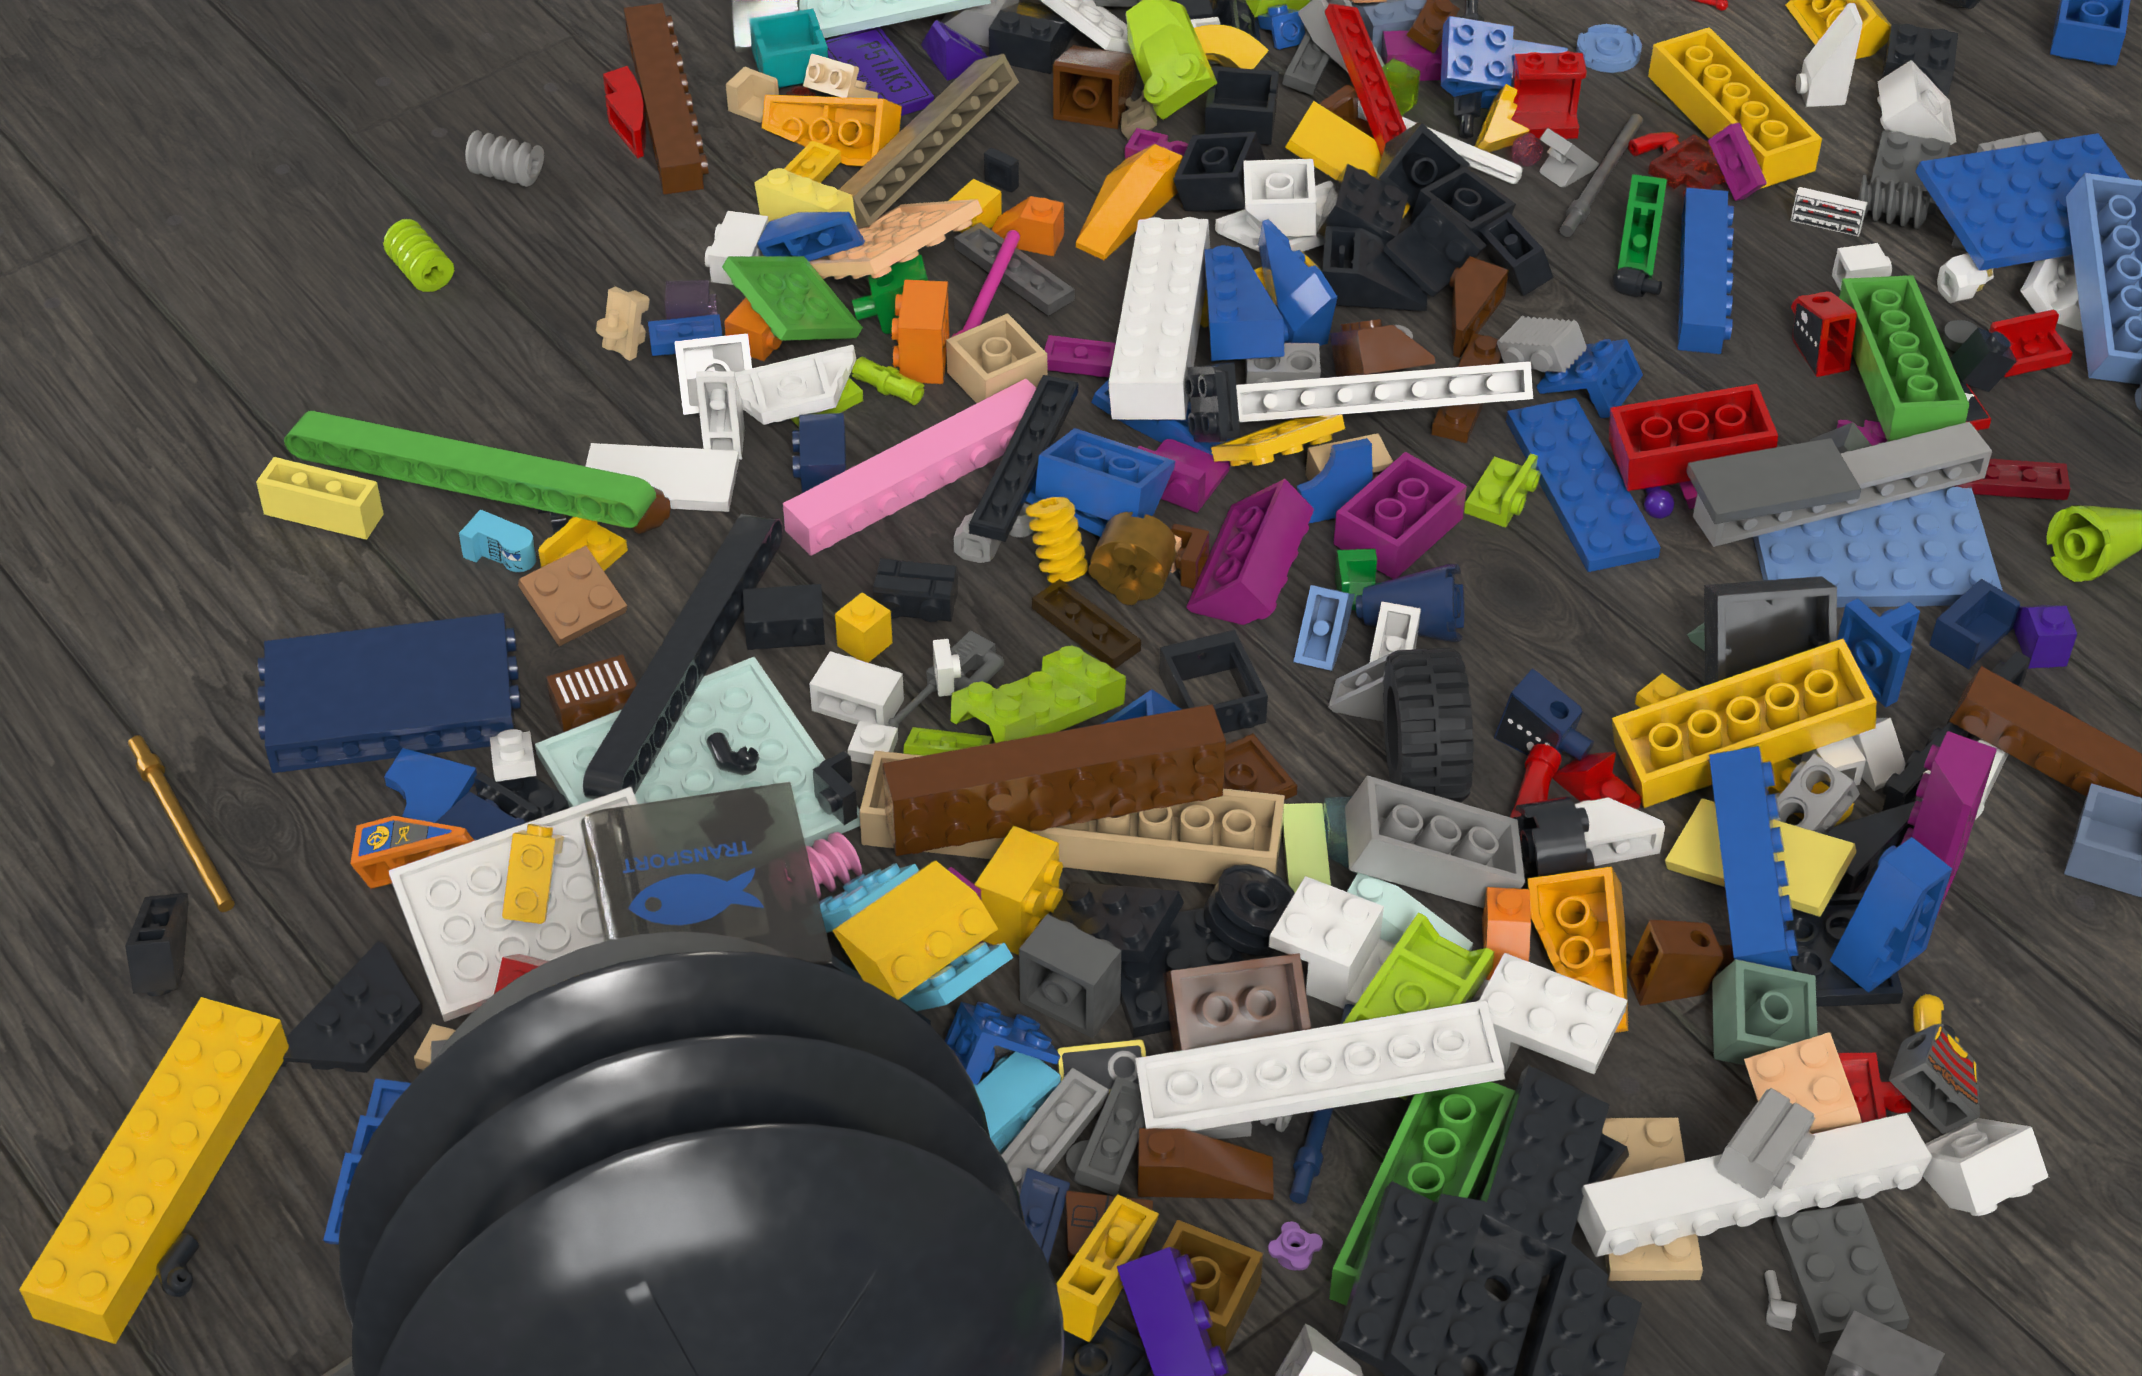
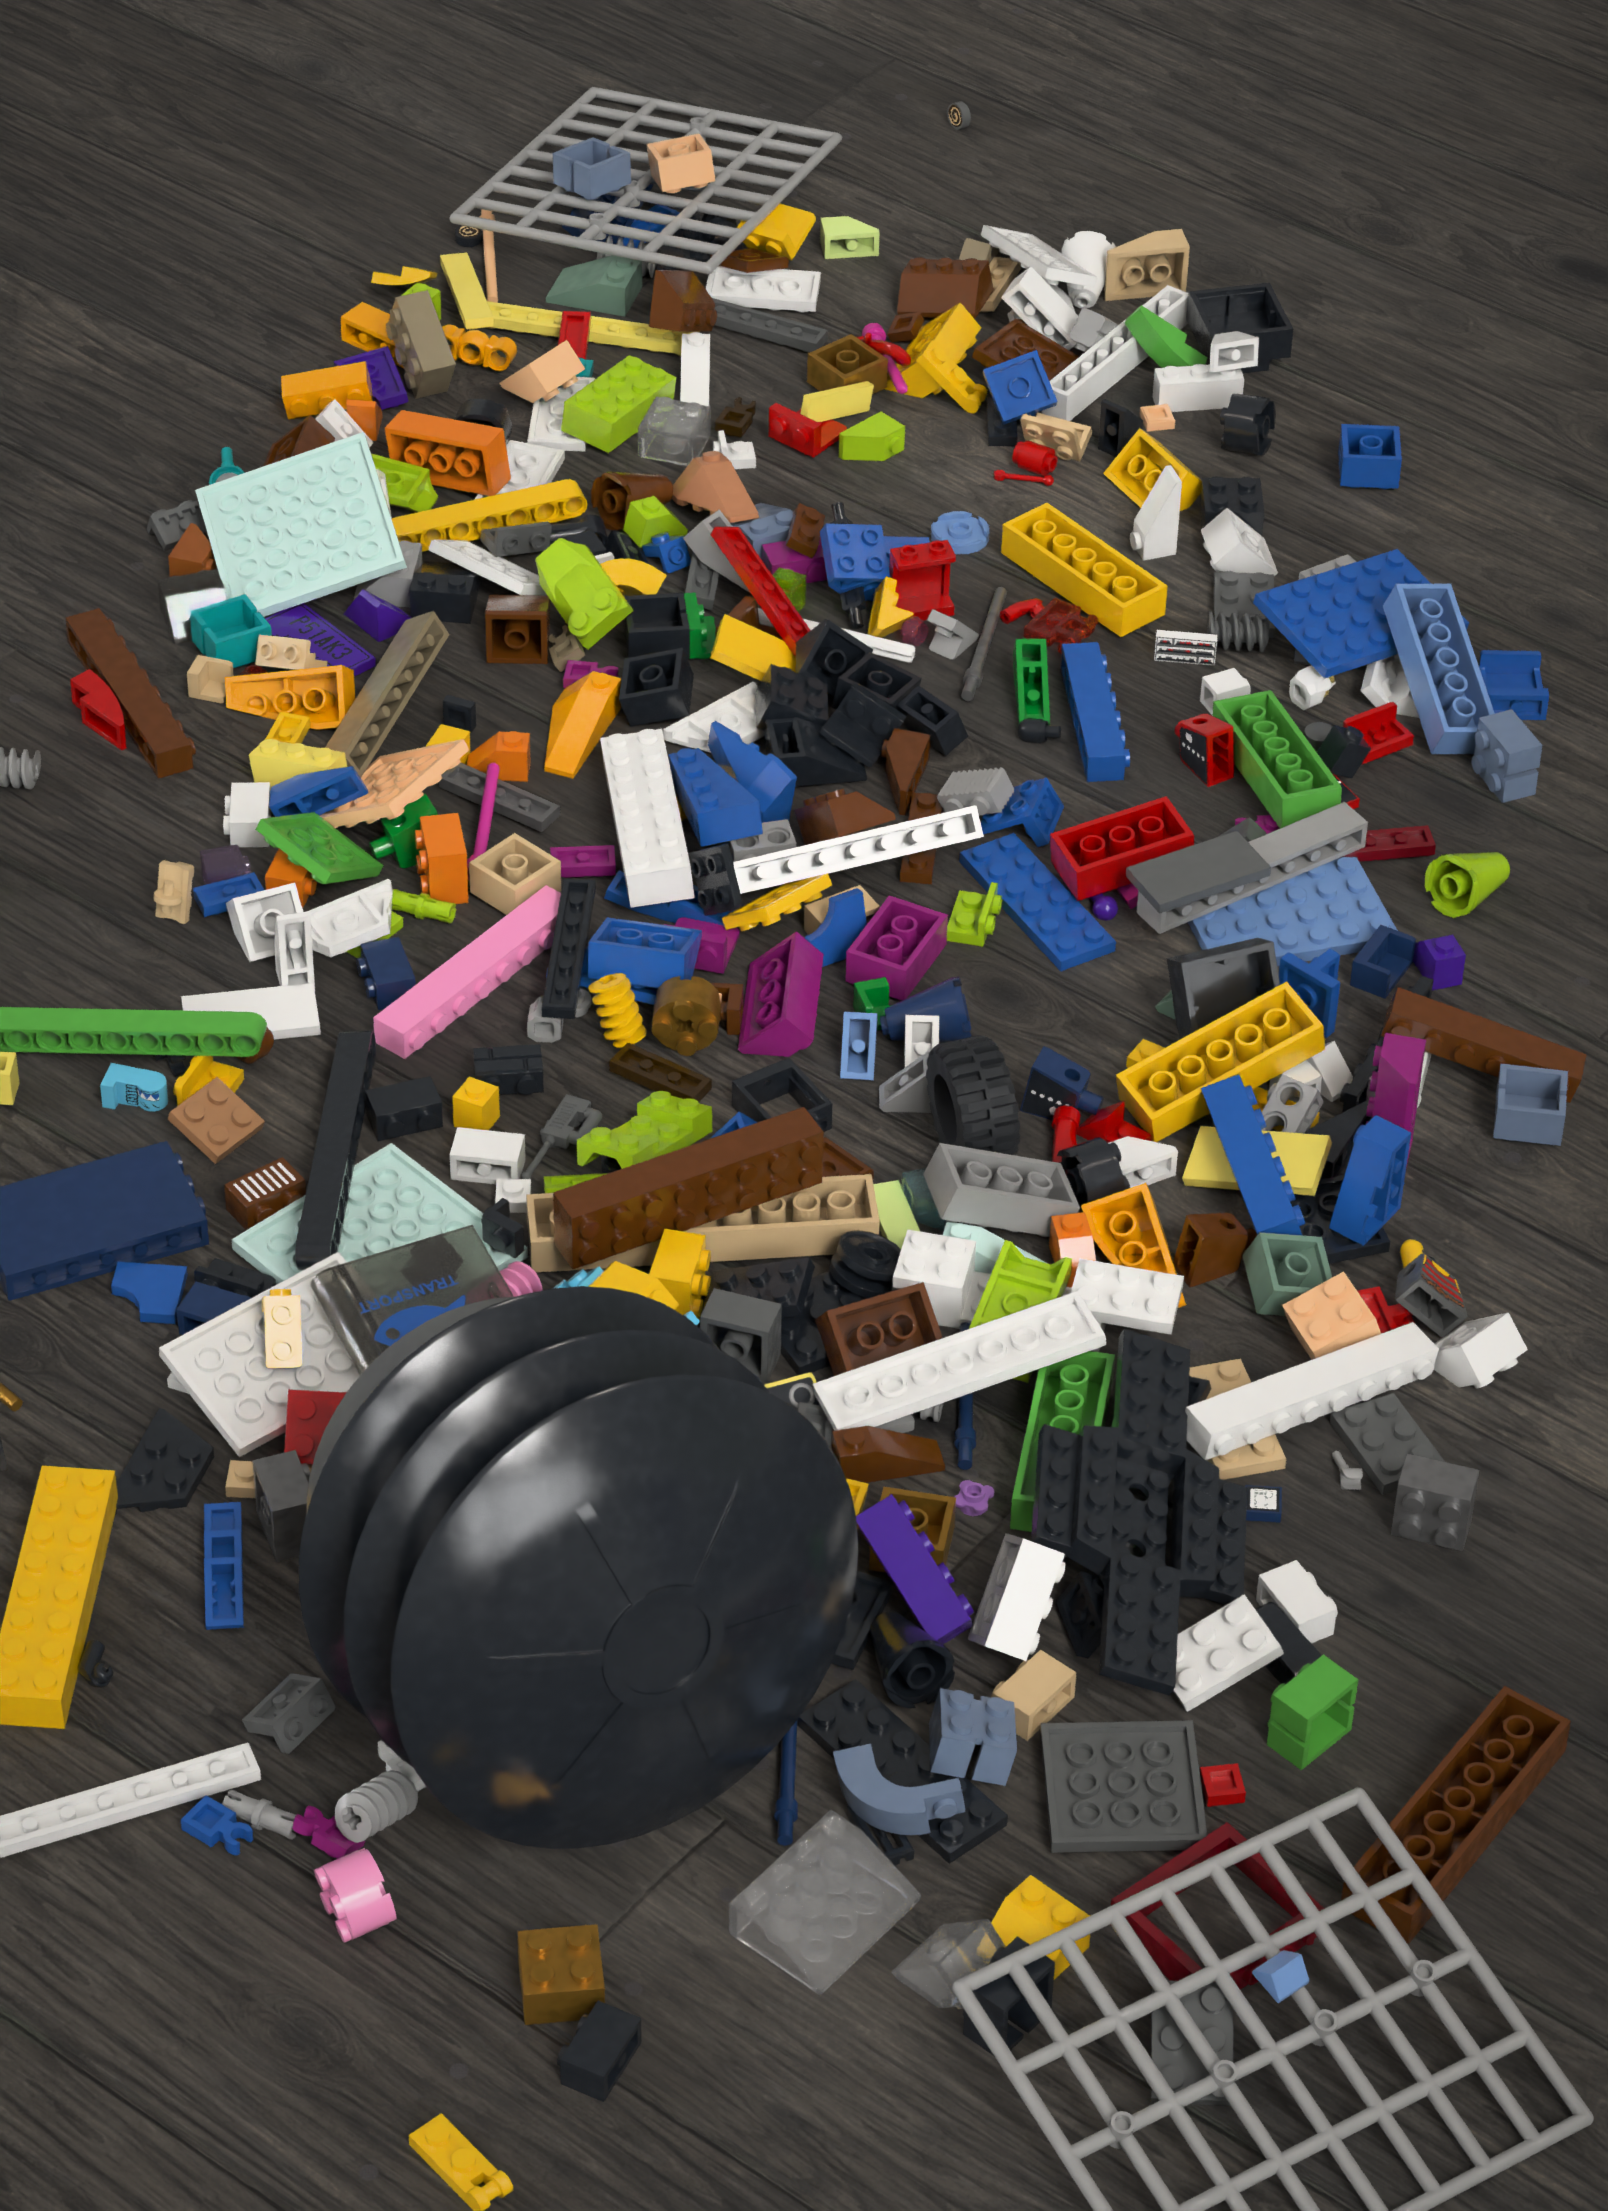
camera: 15 degrees left, 5 degrees down
(397, 842) = (145, 1330): orange slope -> none
(512, 755) = (216, 1250): white plate -> none
(738, 762) = (404, 1224): black arm -> none
(945, 667) = (559, 1124): white plate -> none
(1282, 194) = (722, 697): white slope -> none
(1287, 110) = (701, 628): none -> green bracket
(1659, 1327) = (1264, 1503): none -> tile
(1737, 161) = (1099, 615): magenta plate -> none
(1766, 1144) = (1315, 1355): light grey brick -> none

